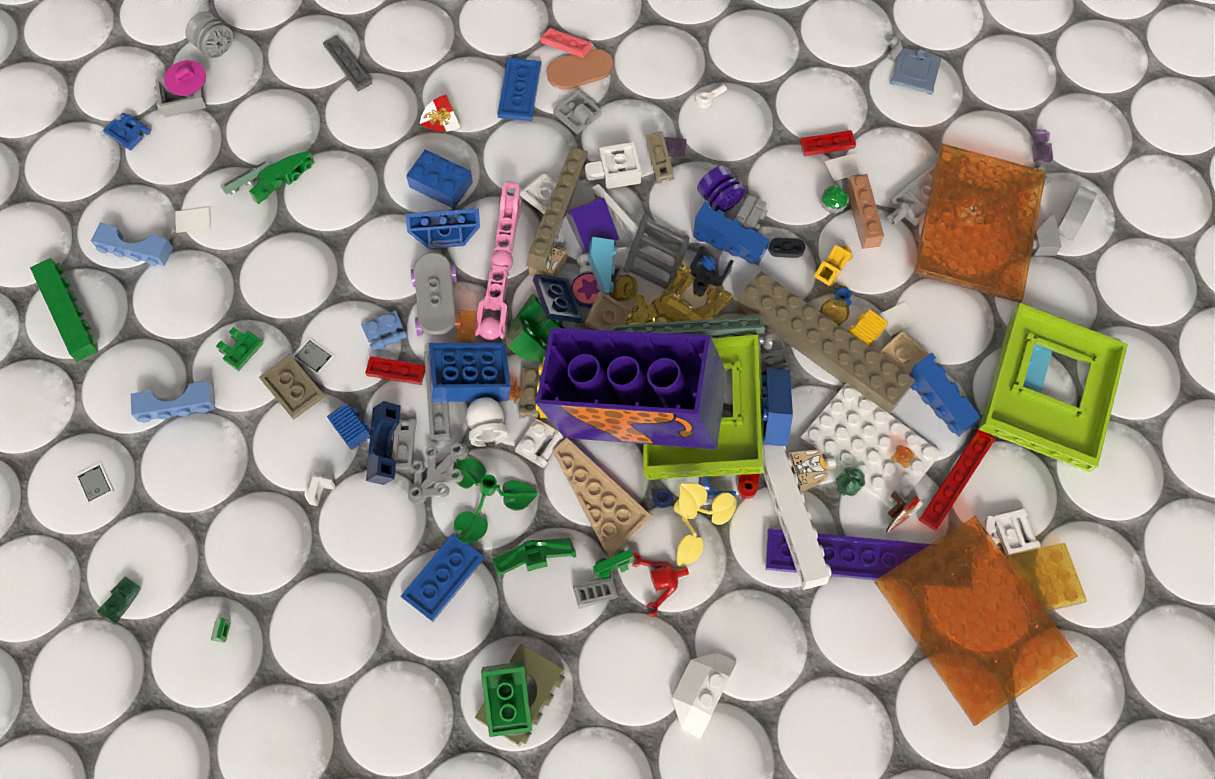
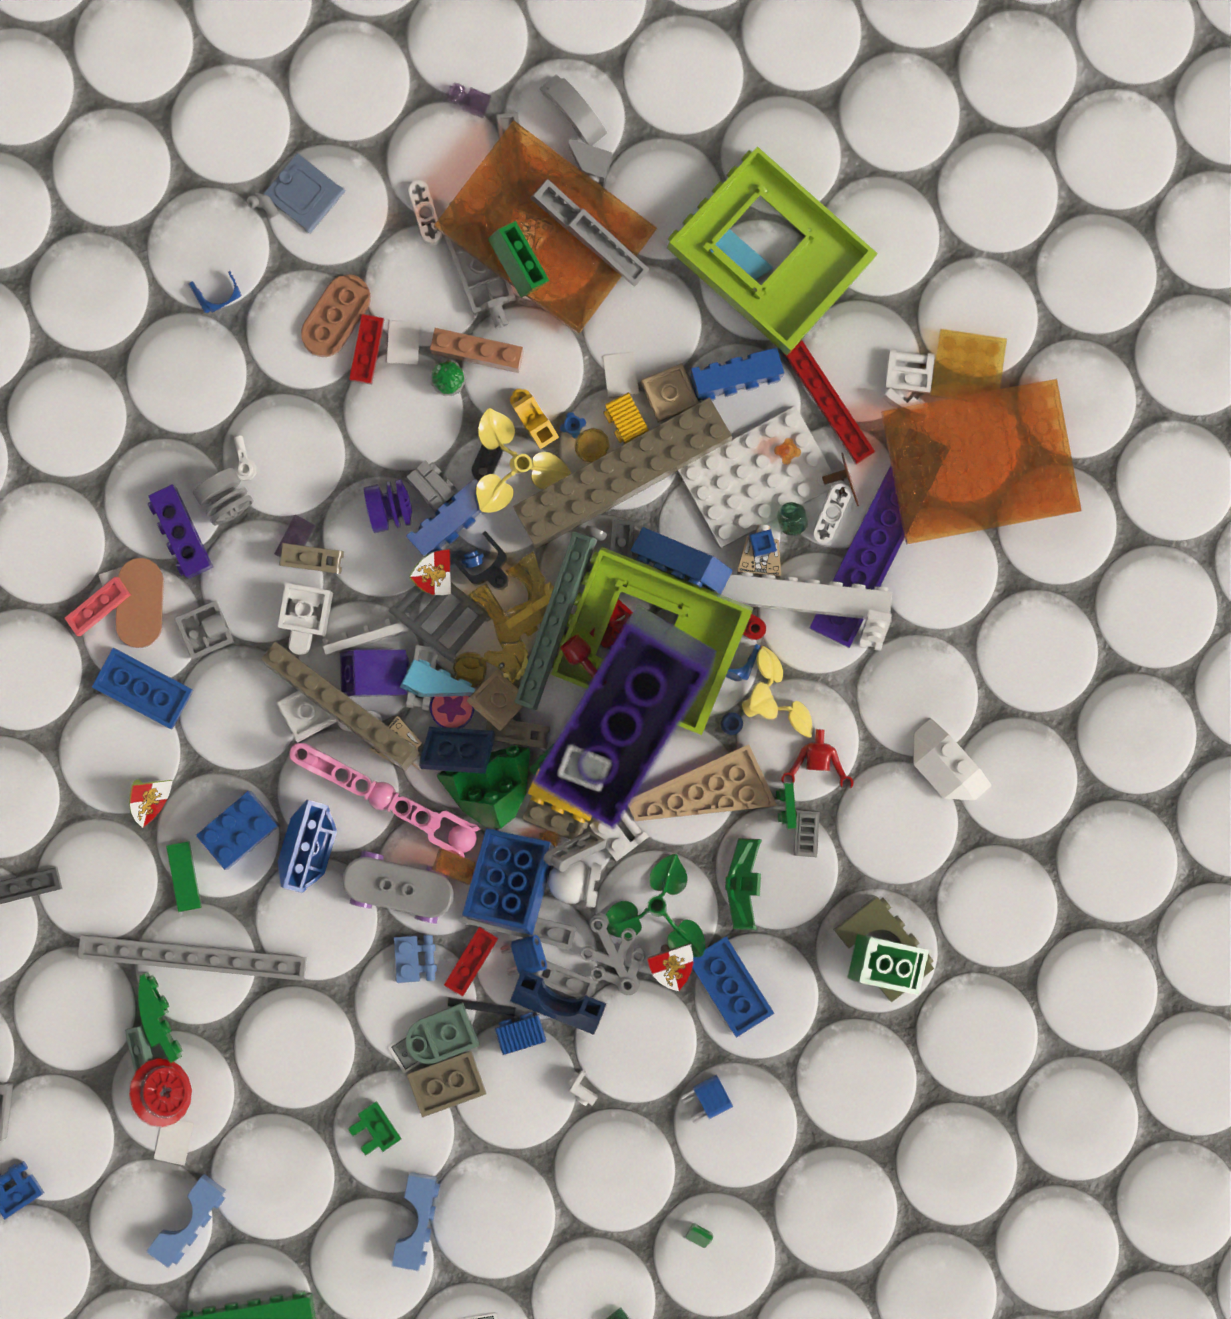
camera: 70 degrees left, 20 degrees up
(210, 192) = (146, 1089): none -> red piece
(331, 371) = (443, 1035): none -> sand green plate
(334, 186) = (192, 957): none -> light grey plate
(343, 596) = (712, 1098): none -> blue piece
(362, 392) = (481, 1006): none -> black bar
(392, 159) = (184, 876): none -> green tile
(414, 407) = (527, 955): none -> blue piece
(443, 520) = (672, 966): none -> shield
(510, 408) = (574, 850): none -> light grey plate
(582, 368) = (592, 765): none -> sticker
(641, 74) = (159, 503): none -> dark purple brick
(678, 86) = (221, 494): none -> light grey wheel
(685, 233) = (433, 573): none -> shield
(791, 578) = (875, 629): none -> white plate
(811, 241) = (493, 492): none -> light yellow plant
(820, 51) = (208, 306): none -> blue helmet
(820, 462) = (762, 543): none -> blue tile
(841, 116) = (335, 315): none -> nougat tile
(857, 516) = (832, 494): none -> white beam
(948, 139) = (415, 199): none -> white beam
(948, 202) = (518, 259): none -> green brick
(994, 250) = (589, 232): none -> light grey slope

